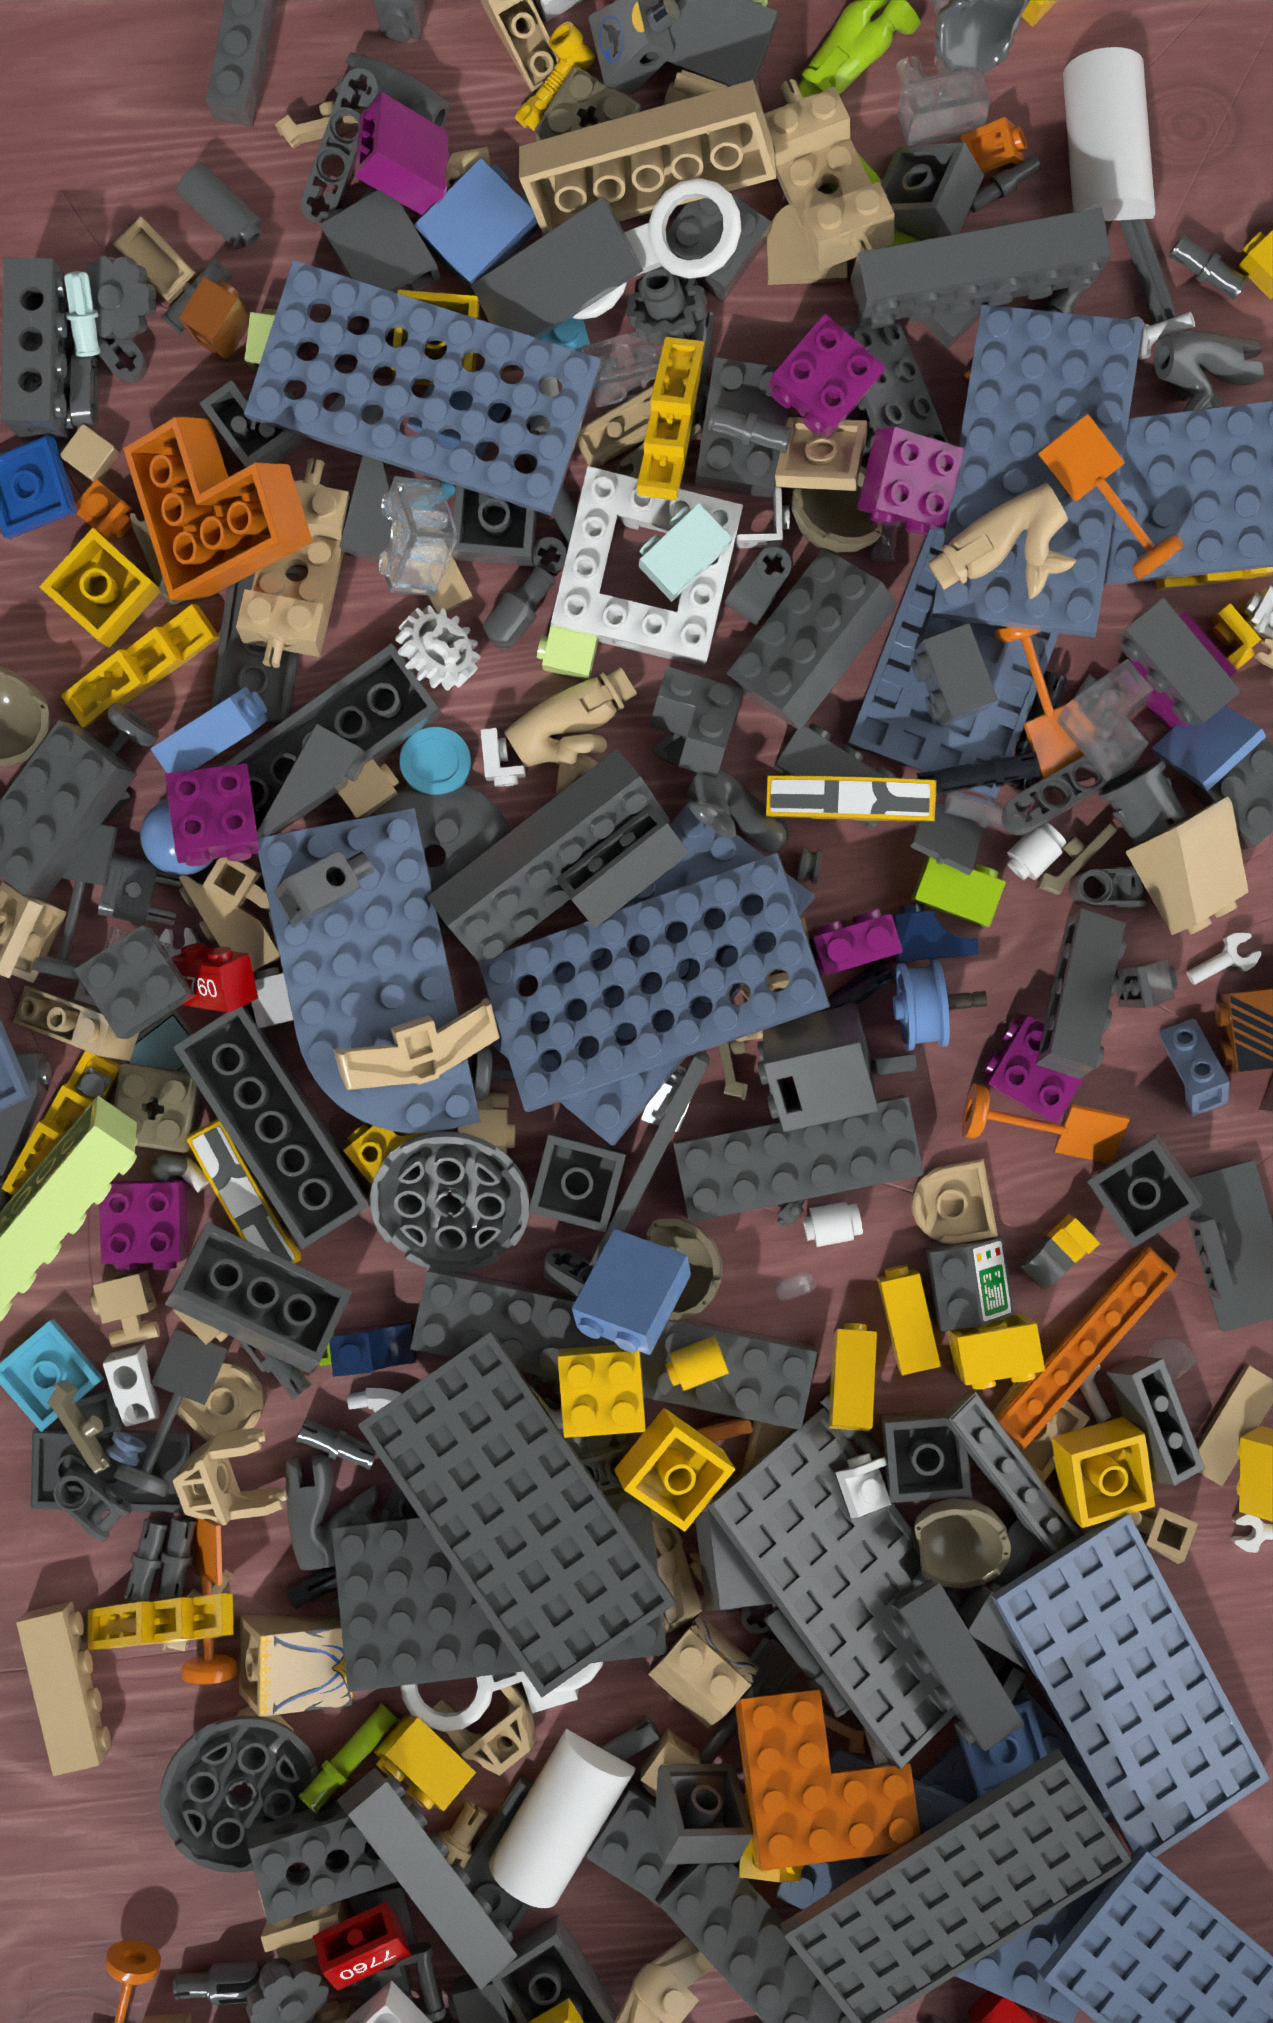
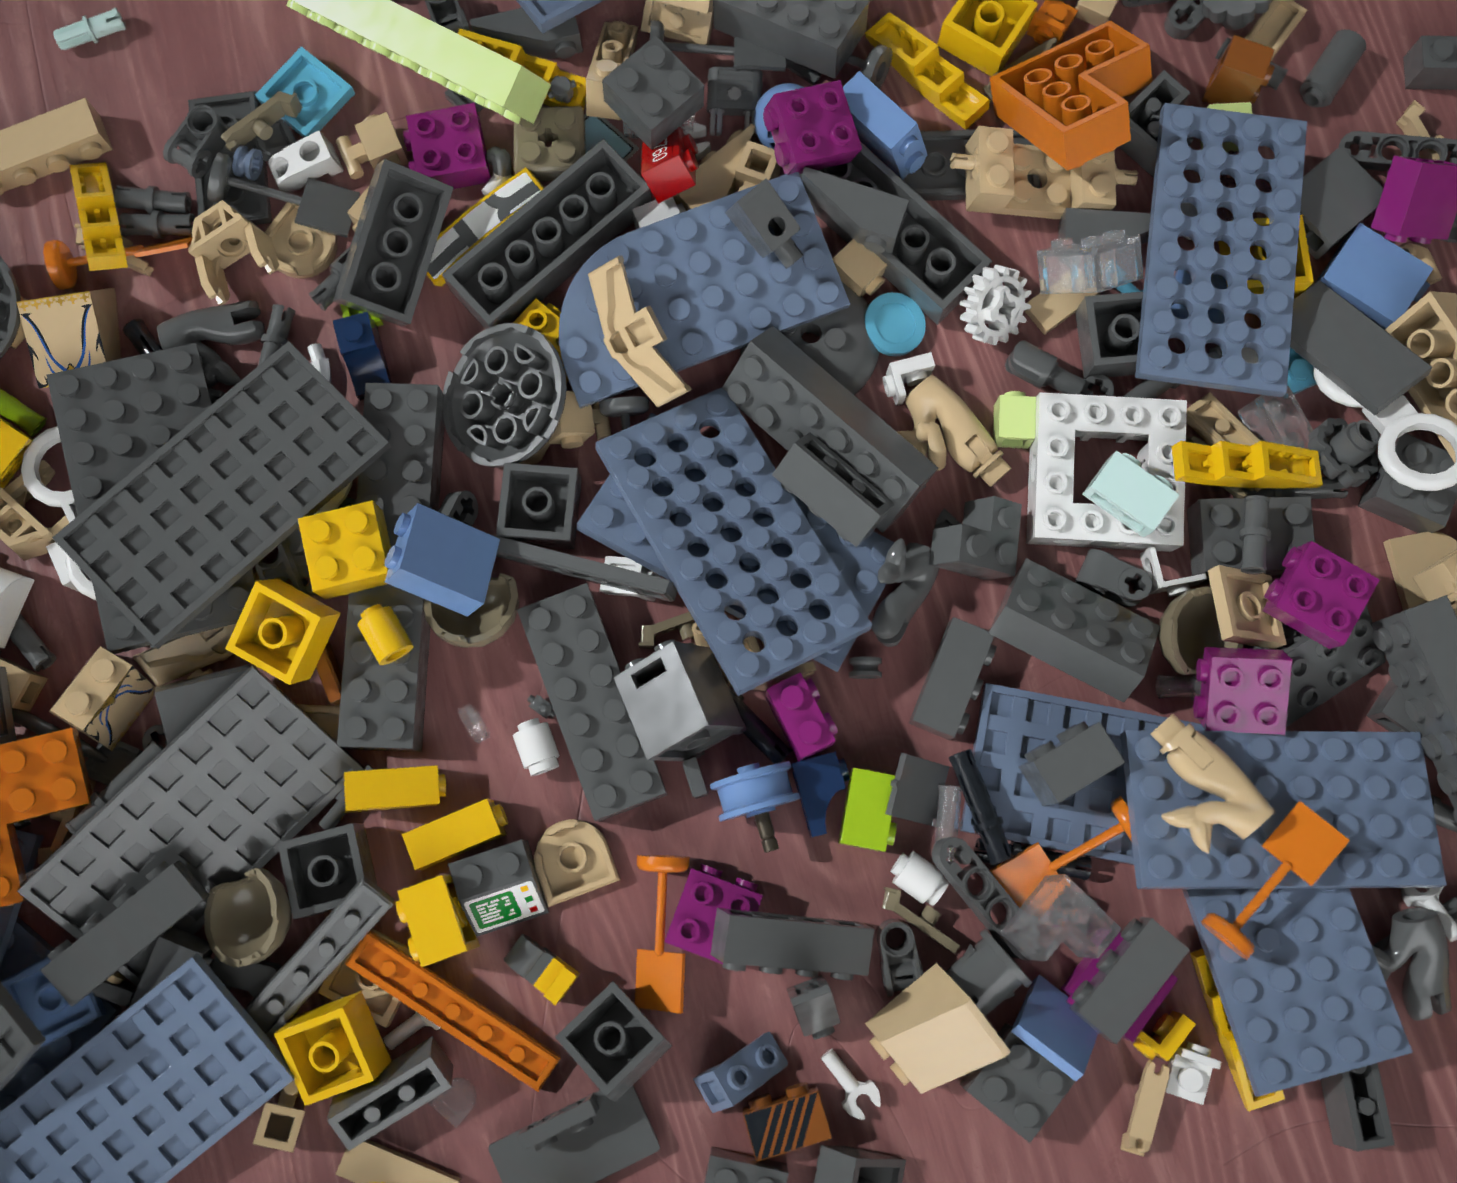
camera: 80 degrees right, 10 degrees down
(851, 798) = (936, 689): slope -> none
(863, 1485) = (292, 816): white bracket -> none

